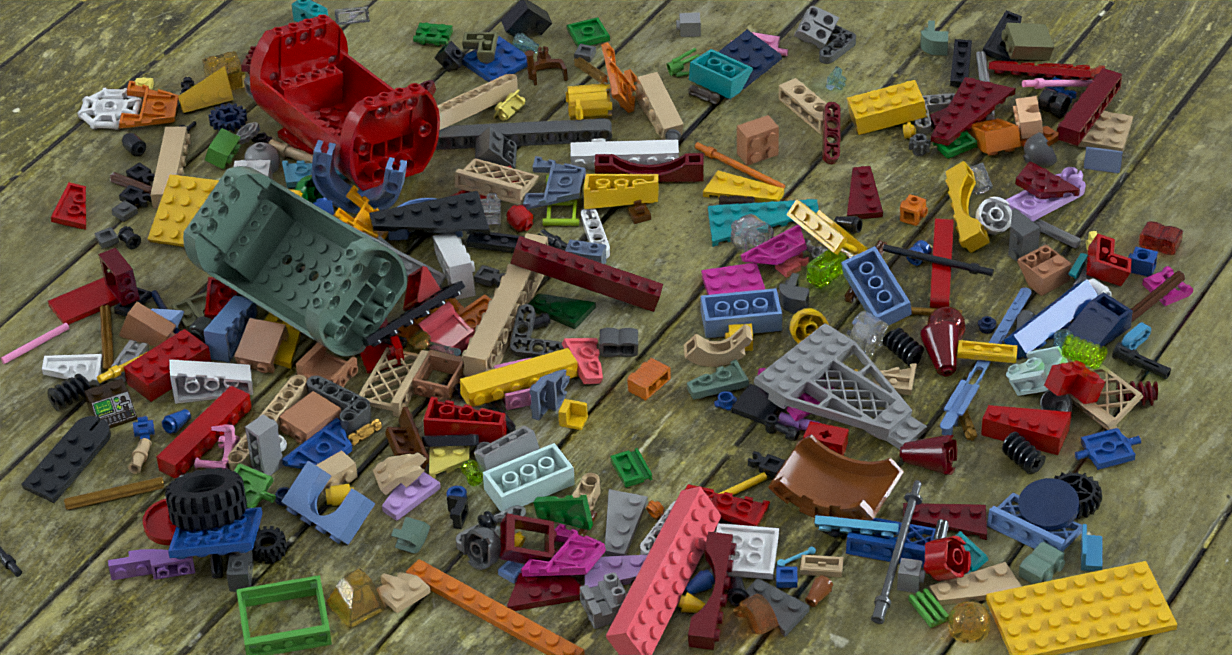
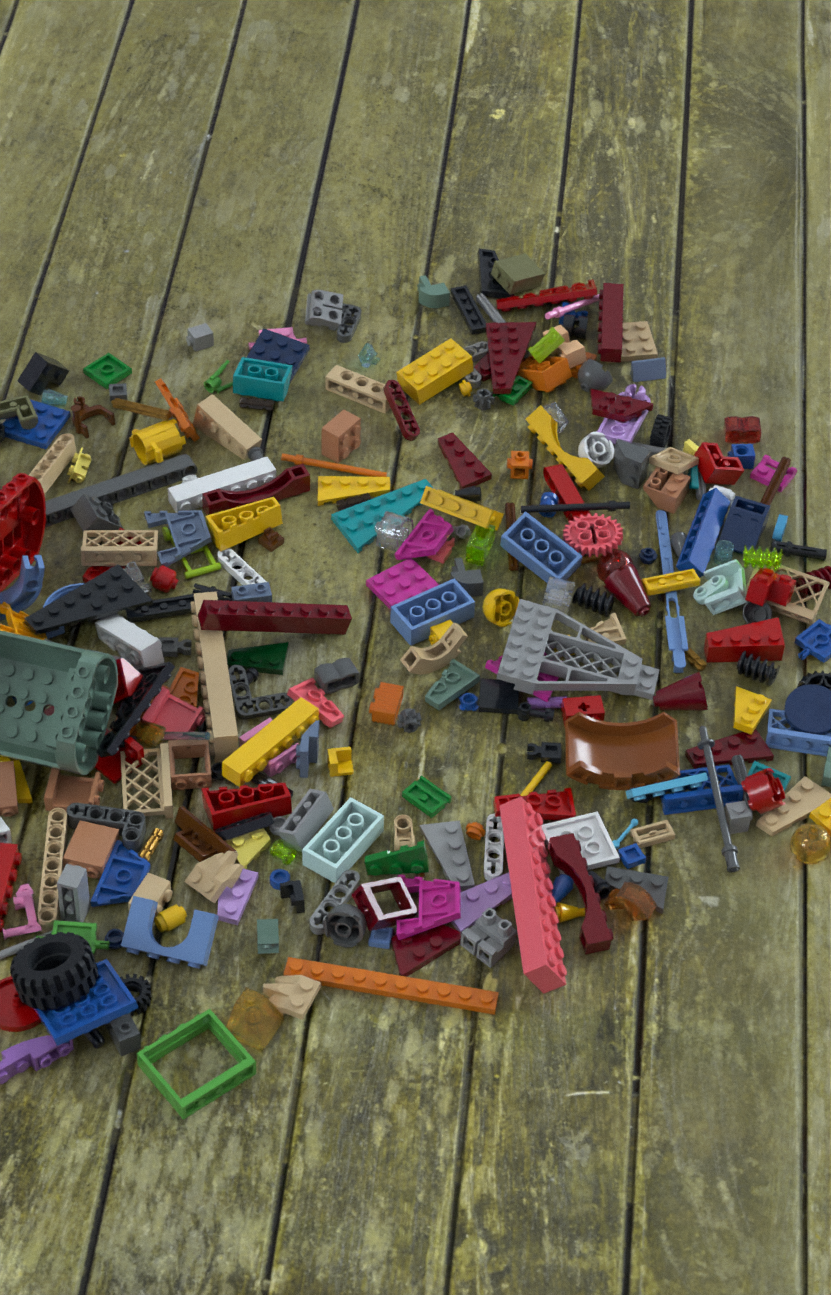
camera: 30 degrees left, 5 degrees up
(487, 520) = (333, 896): black bush -> none
(658, 398) = (409, 720): none -> dark grey gear
(820, 589) = (667, 858): dark orange cone -> none
(932, 606) = (769, 840): bright green tile -> none
(947, 290) = (606, 534): none -> coral gear
(989, 487) = (749, 709): none -> yellow wing
(1008, 109) = (546, 345): none -> lime plate
(1063, 244) = (674, 460): none -> tan tile
(1072, 216) = (661, 431): none -> black tyre

